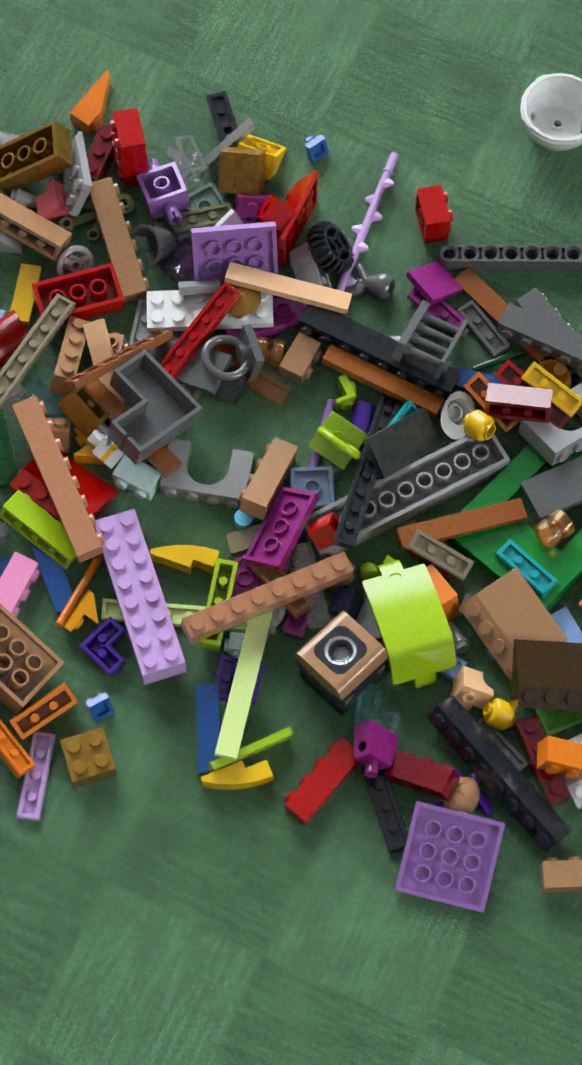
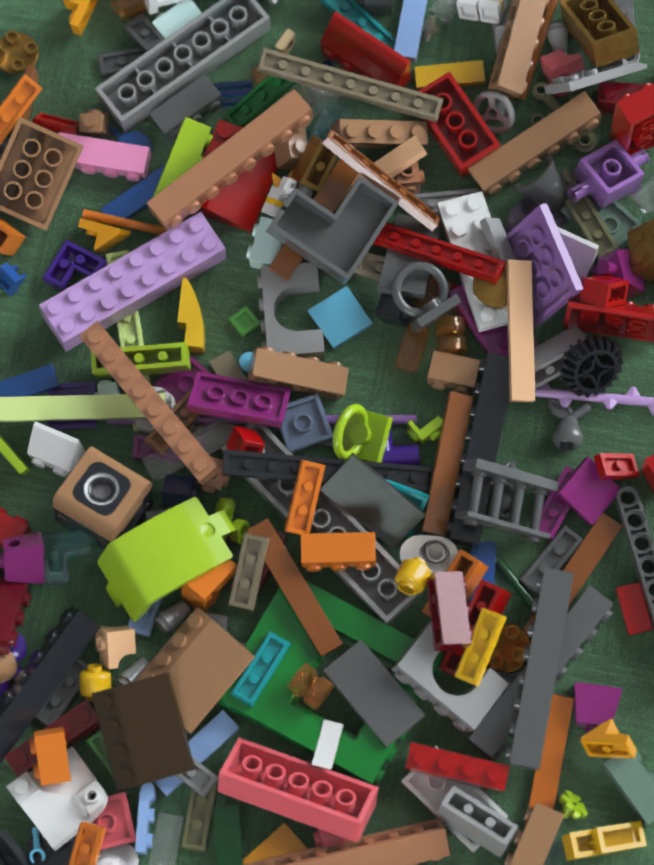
camera: 85 degrees right, 5 degrees up
(201, 517) = (244, 322): none -> bright green tile
(221, 436) = (340, 317): none -> medium azure tile
(278, 699) = (54, 449): none -> white slope
(388, 492) = (304, 497): none -> orange tile
(420, 255) = (616, 466): none -> red plate
(442, 478) = (338, 551): none -> orange brick
(499, 681) = (133, 672): none -> light grey cone
(540, 278) = (634, 609): none -> red tile

